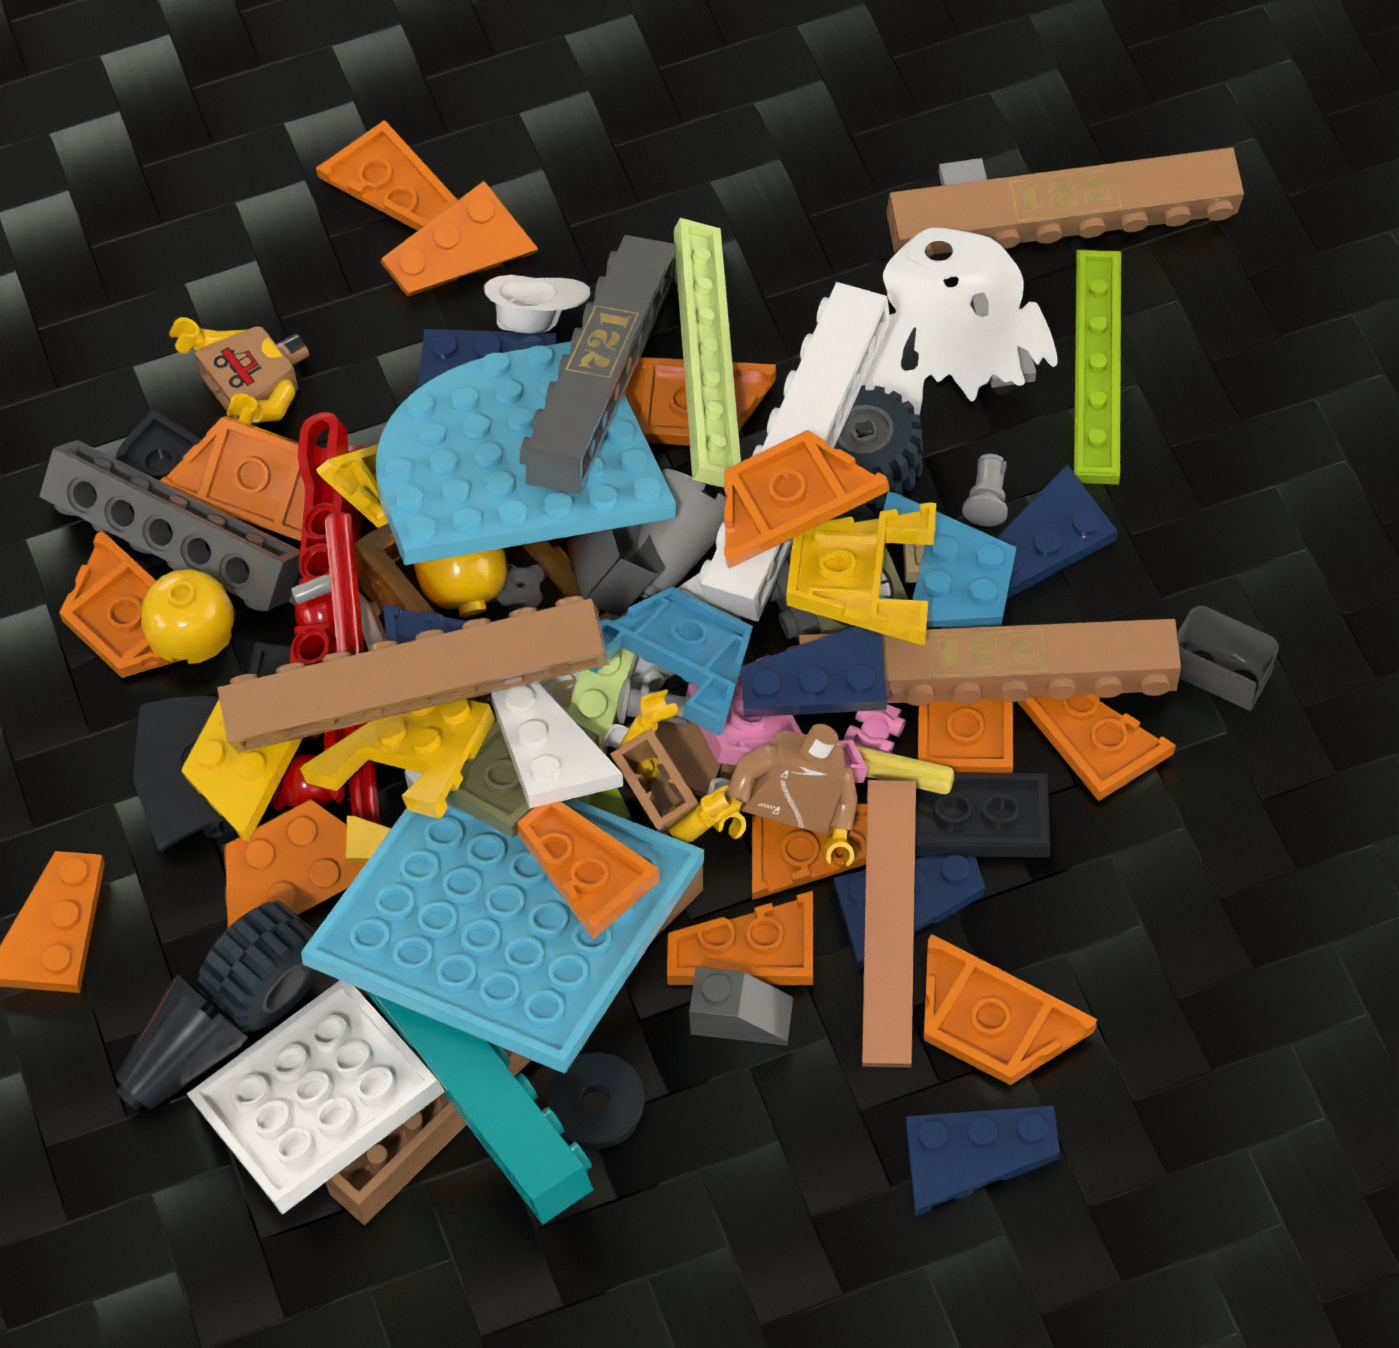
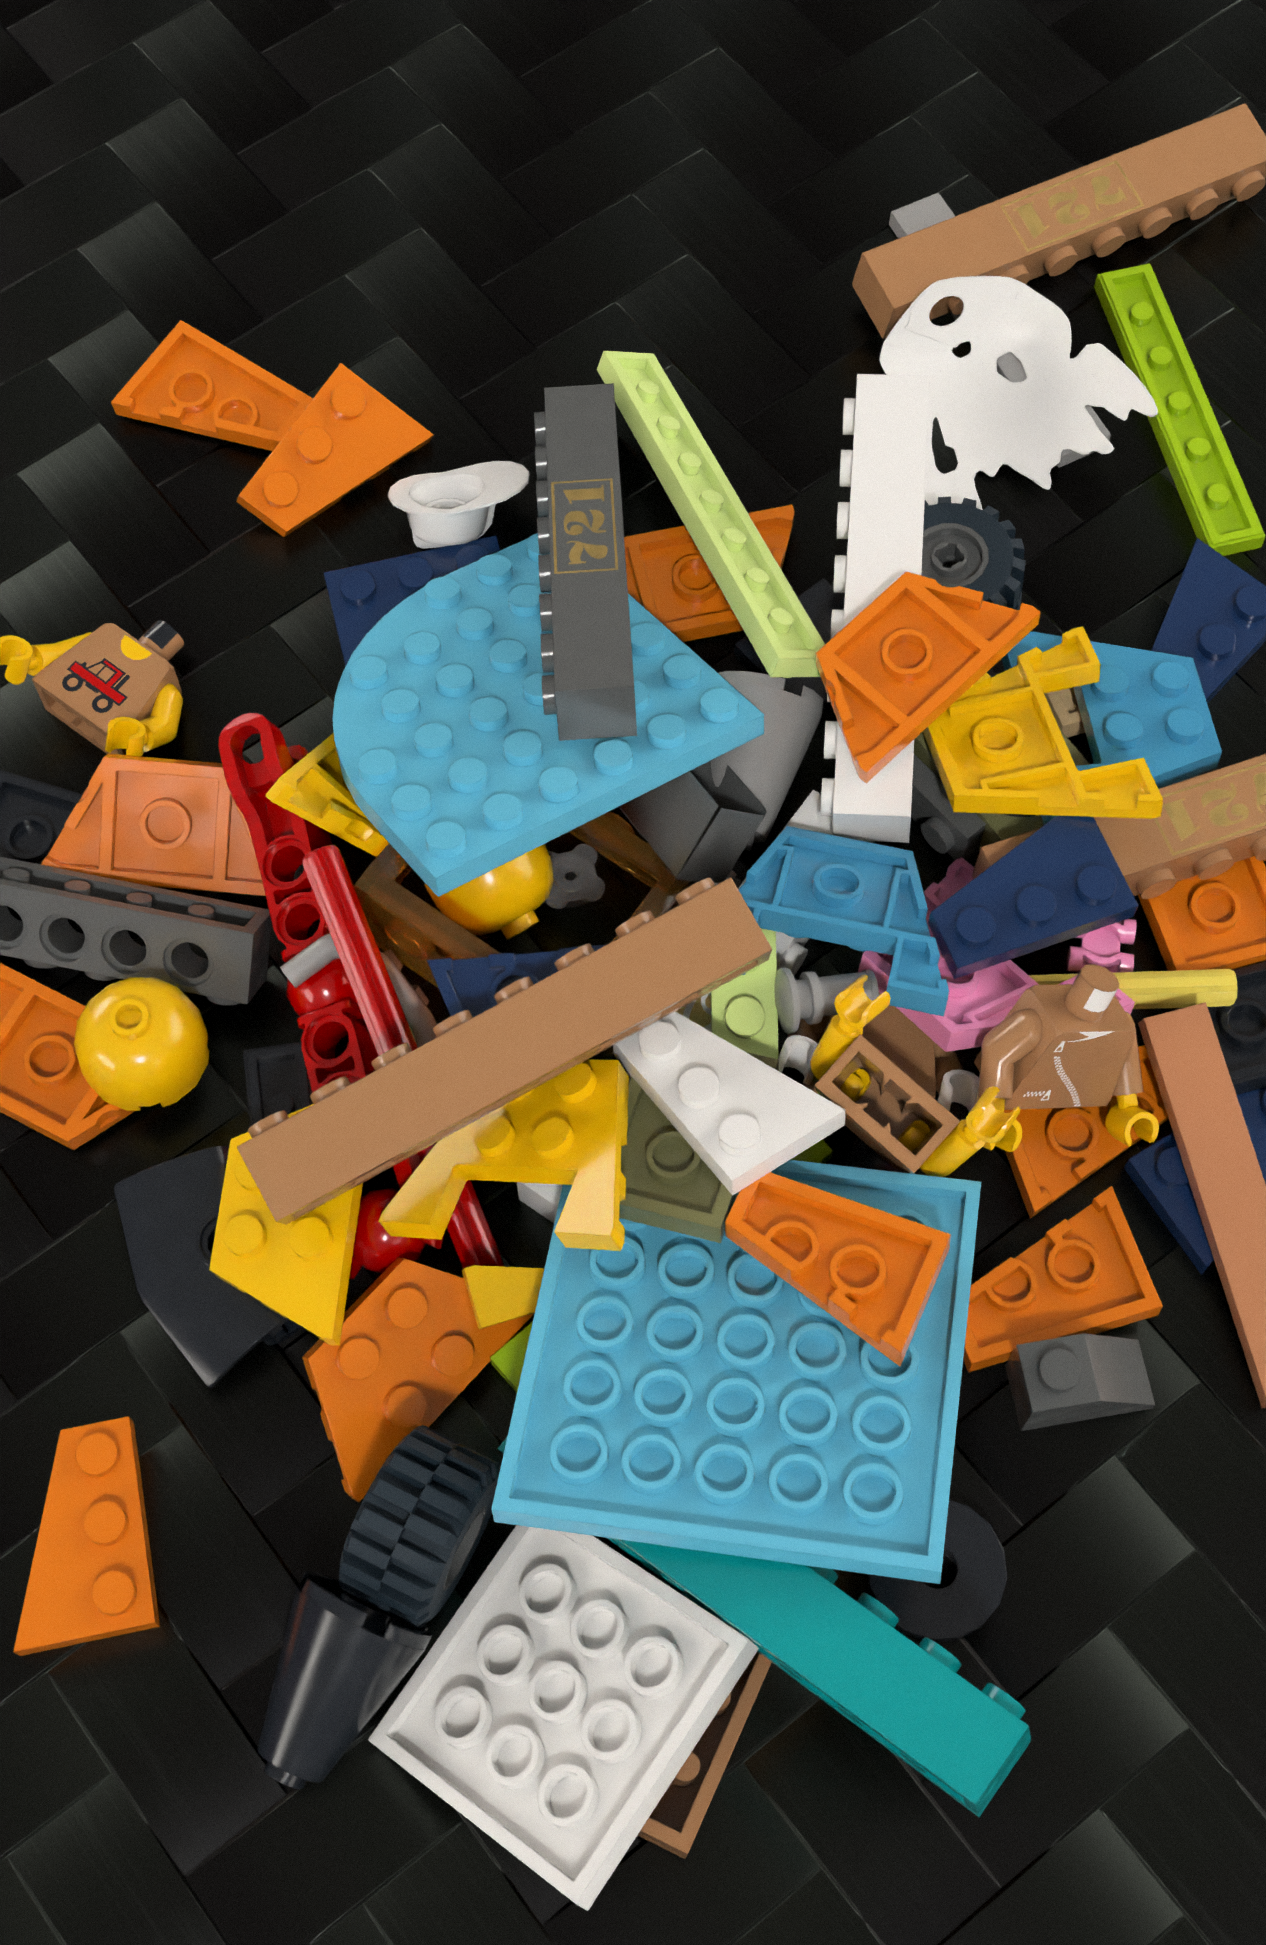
camera: 20 degrees left, 5 degrees up
(987, 499) = (1118, 604): light grey pin -> none

